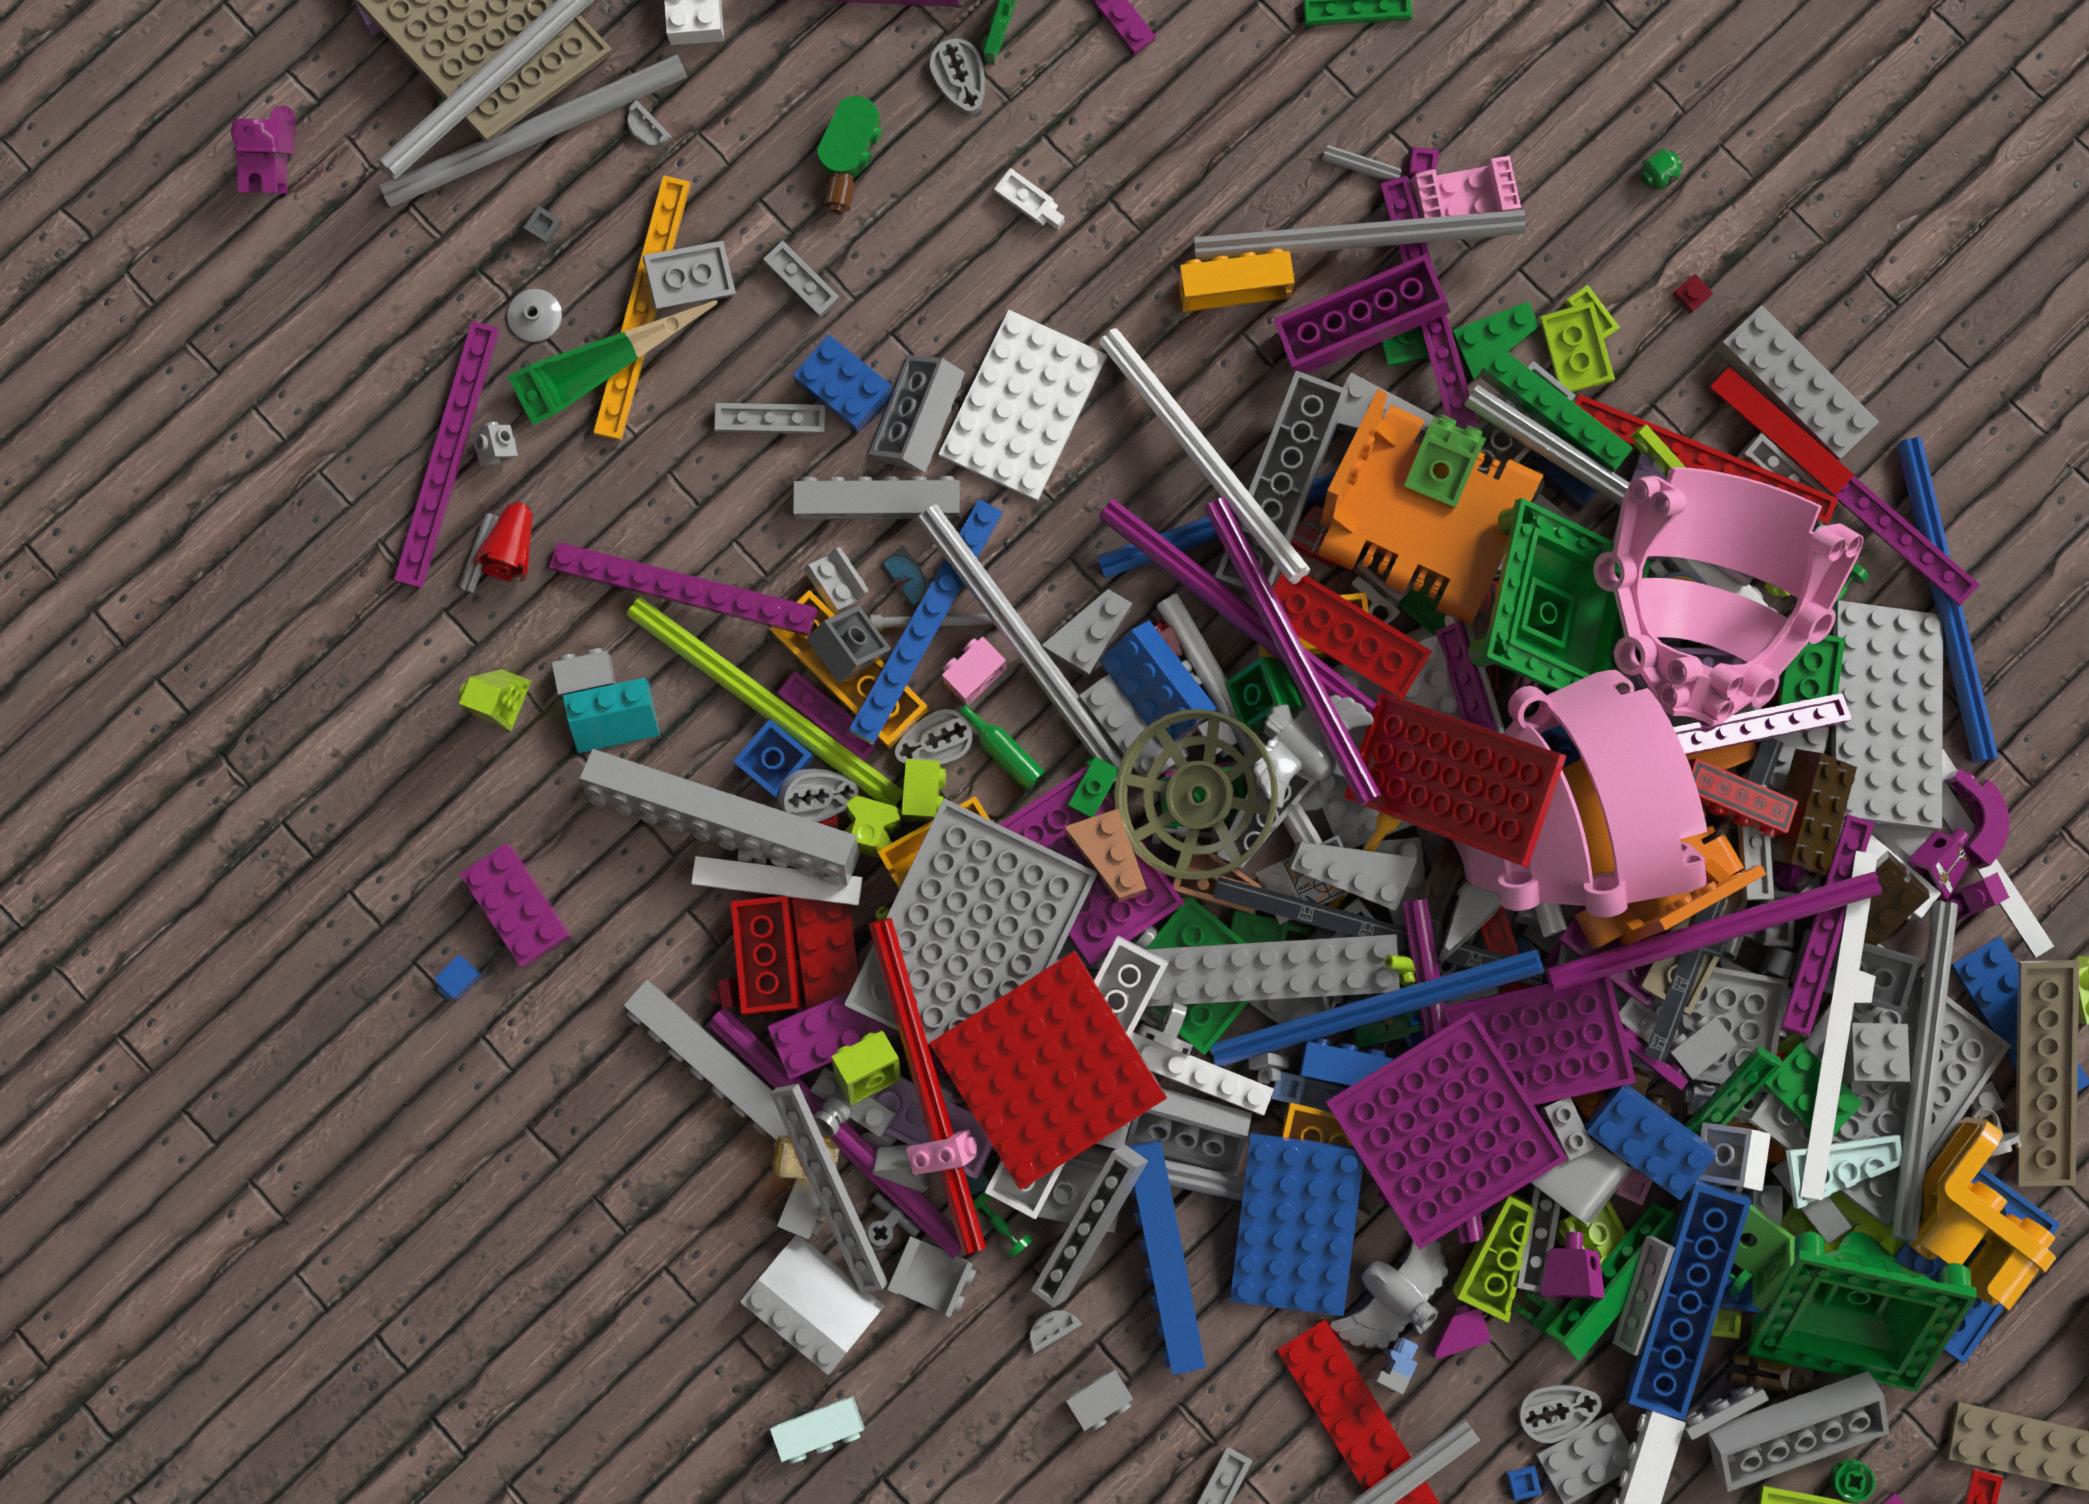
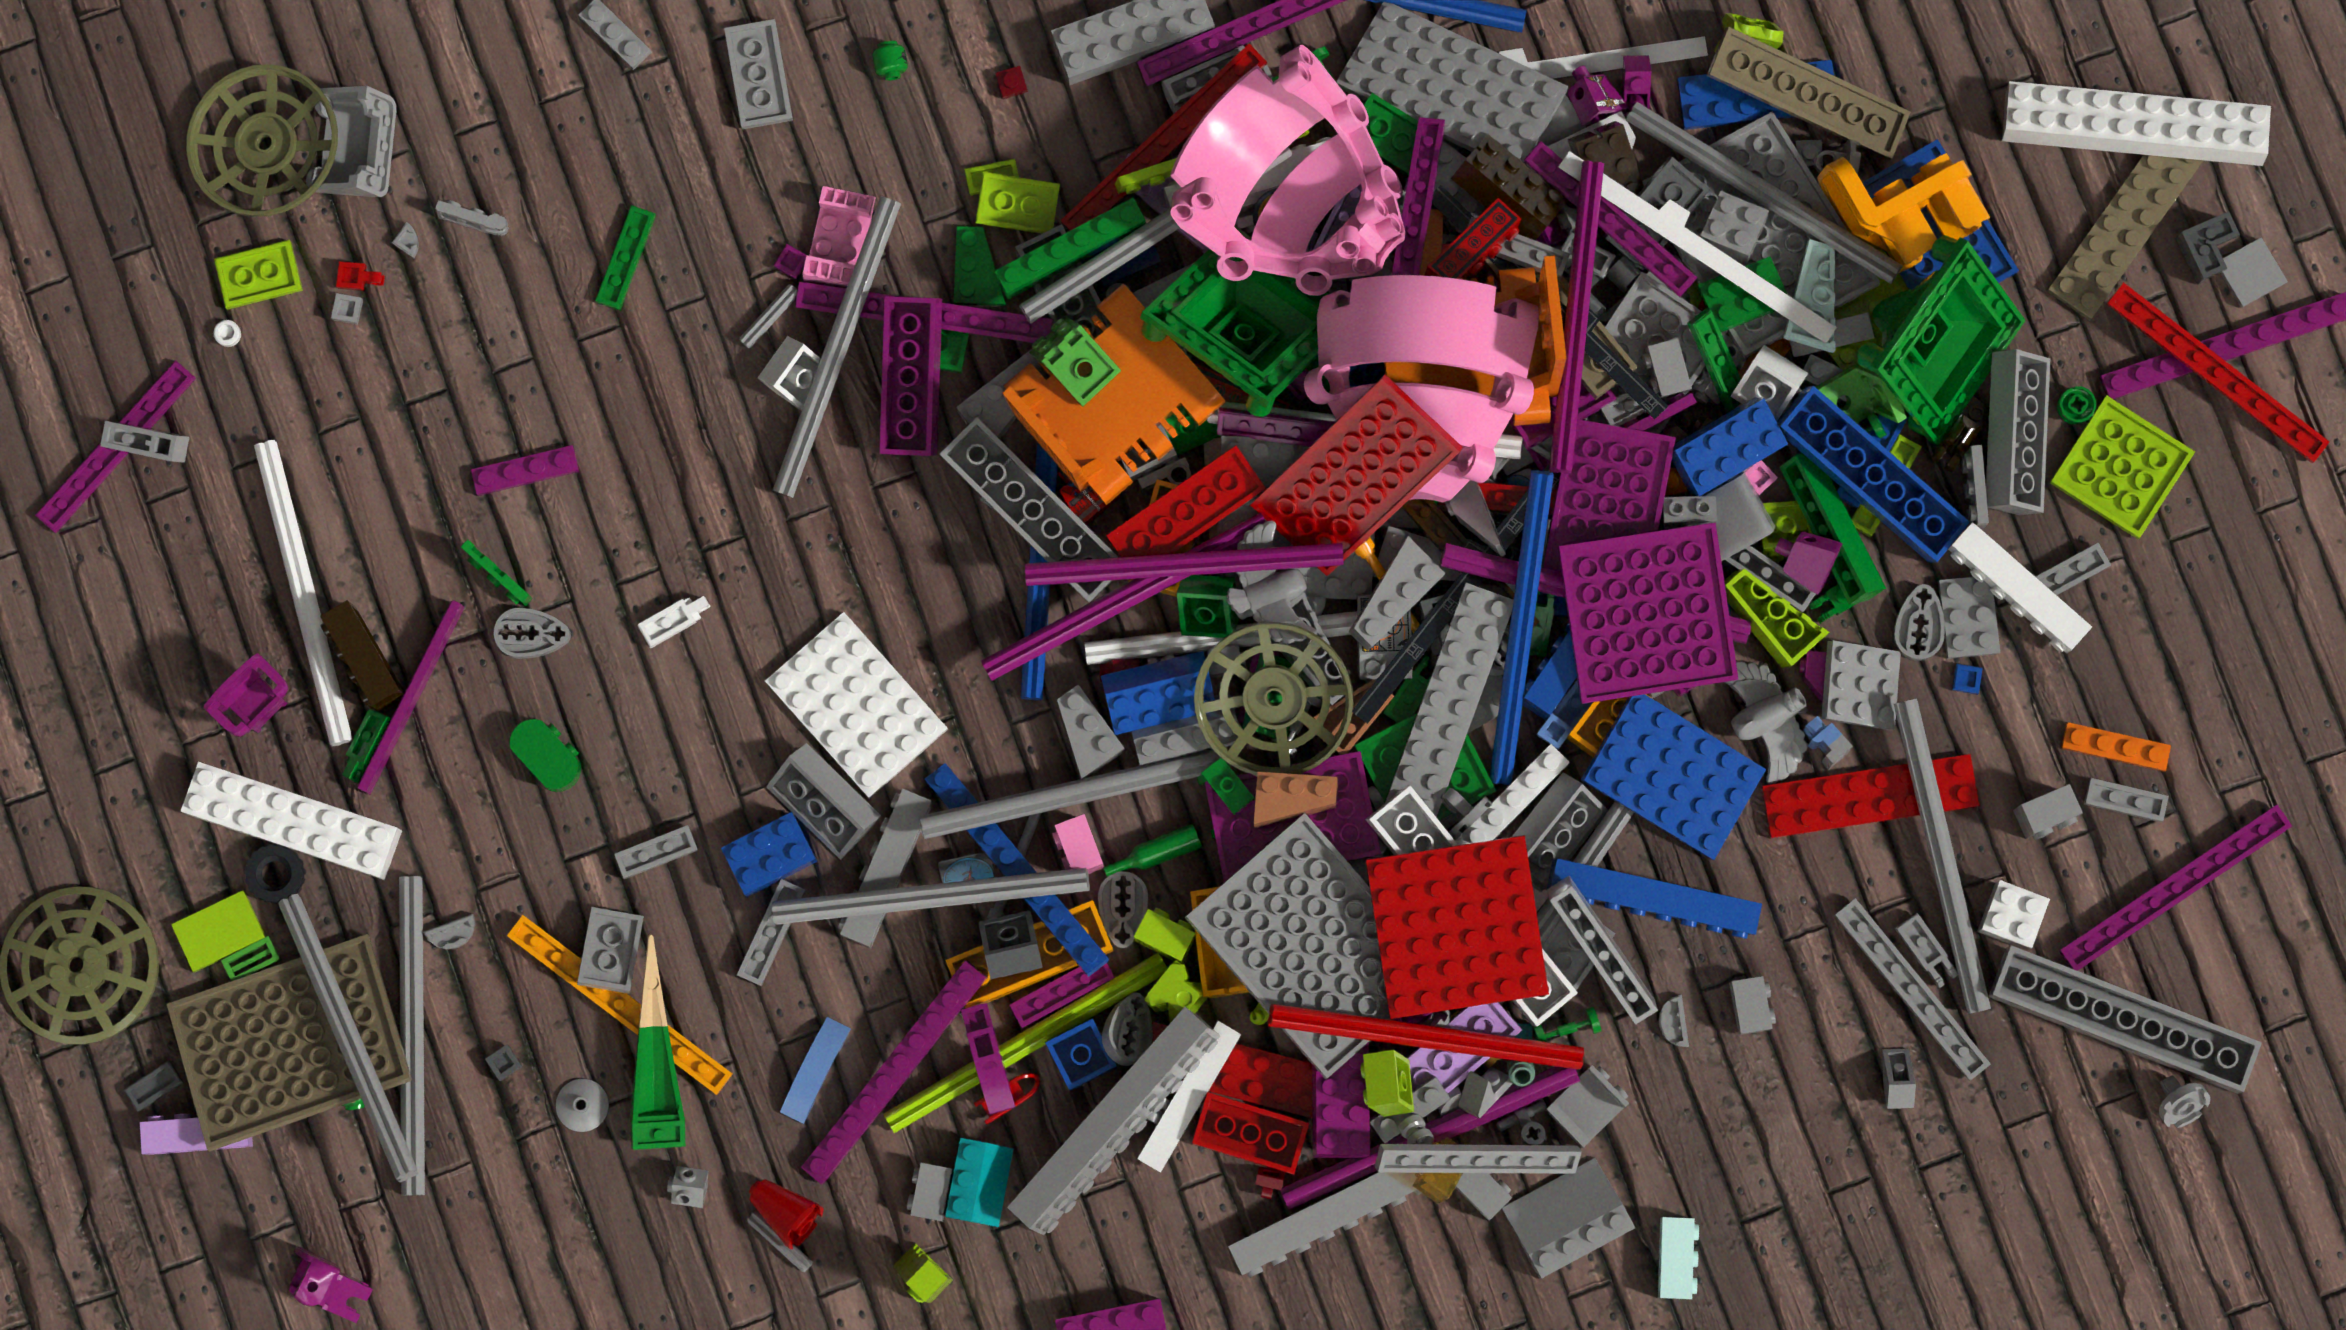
camera: 65 degrees left, 0 degrees up
(447, 455) = (677, 1234): magenta plate -> none
(657, 515) = (814, 1070): none -> medium blue slope
(712, 712) = (1017, 1092): none -> red piece
(730, 669) = (988, 1058): none -> magenta slope
(836, 581) = (944, 934): light grey bracket -> none
(839, 193) = (592, 785): reddish brown brick -> none
(865, 550) = (930, 896): none -> light grey axle
(934, 1196) = (1520, 1072): none -> sand green brick
(942, 1154) = (1490, 1048): bright pink bracket -> none
(1205, 456) = (976, 566): white axle -> none
(1236, 280) = (829, 471): light orange piece -> none
(1269, 1066) = (1530, 740): light grey tile -> none
(1316, 204) = (791, 371): none -> white slope
(1403, 966) = (1495, 588): lime arm -> none
(1469, 1377) = (1860, 685): none -> light grey plate
(1590, 53) = (758, 74): none -> light grey plate
(1643, 1295) = (1853, 509): light grey plate -> none
(1782, 431) = (1168, 63): red tile -> none
(1989, 813) = (1573, 39): magenta arch -> none

